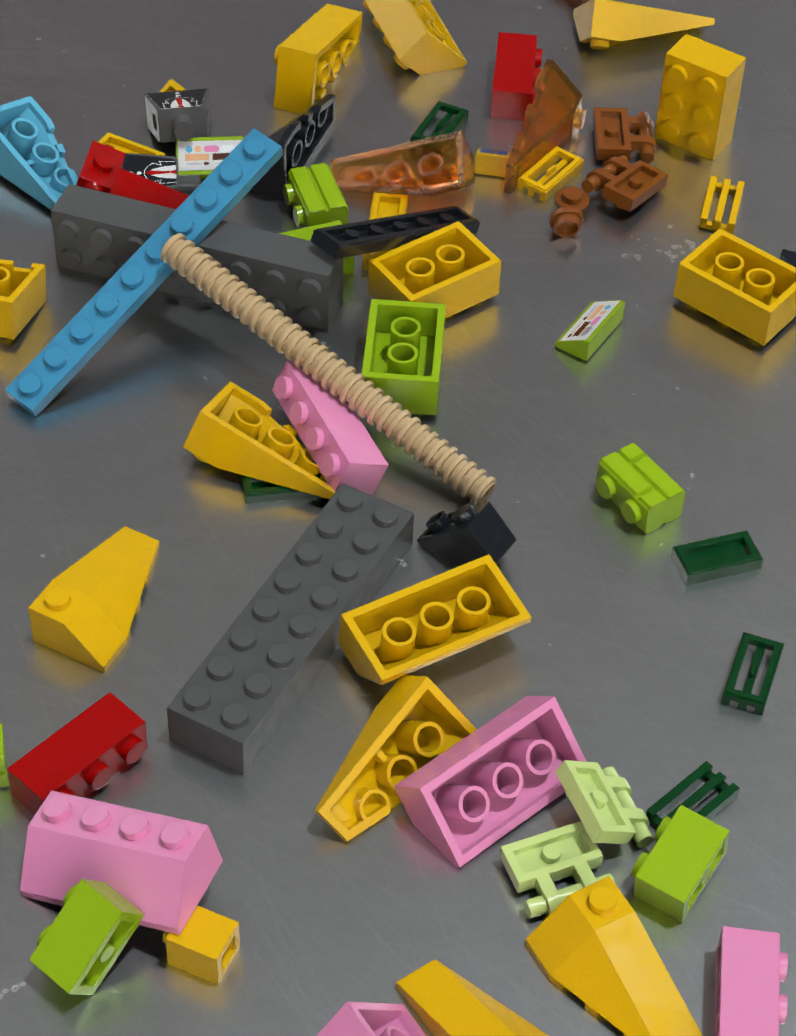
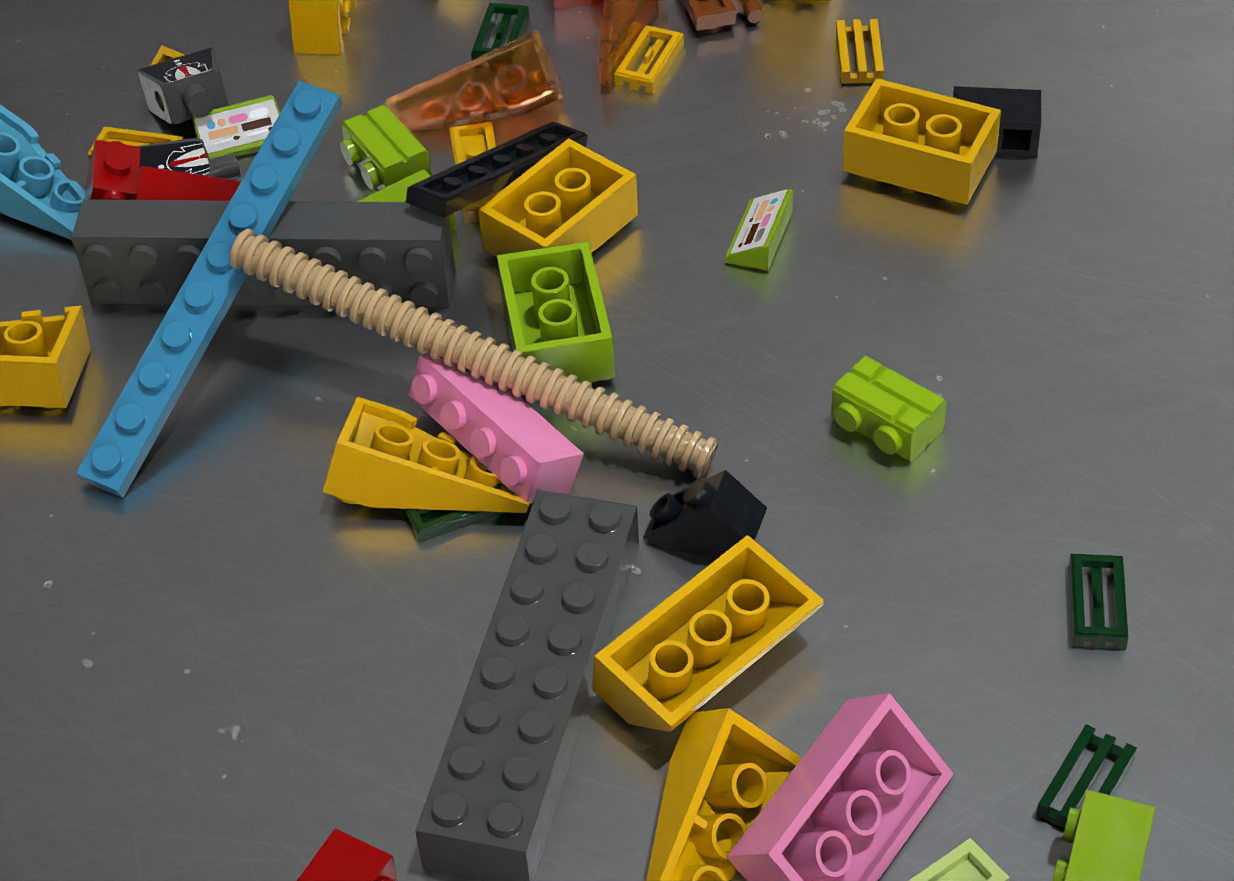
camera: 10 degrees left, 0 degrees up
(94, 601) = (274, 713): yellow wedge -> none
(299, 143) = (346, 76): black wedge -> none
(491, 162) = (577, 60): yellow slope -> none
(566, 221) = (689, 110): dark orange plate -> none
(572, 197) = (685, 86): dark orange plate -> none
(604, 803) = (987, 811): yellowish green plate -> none
(625, 183) = (740, 50): dark orange plate -> none
(716, 557) = (1005, 471): dark green tile -> none

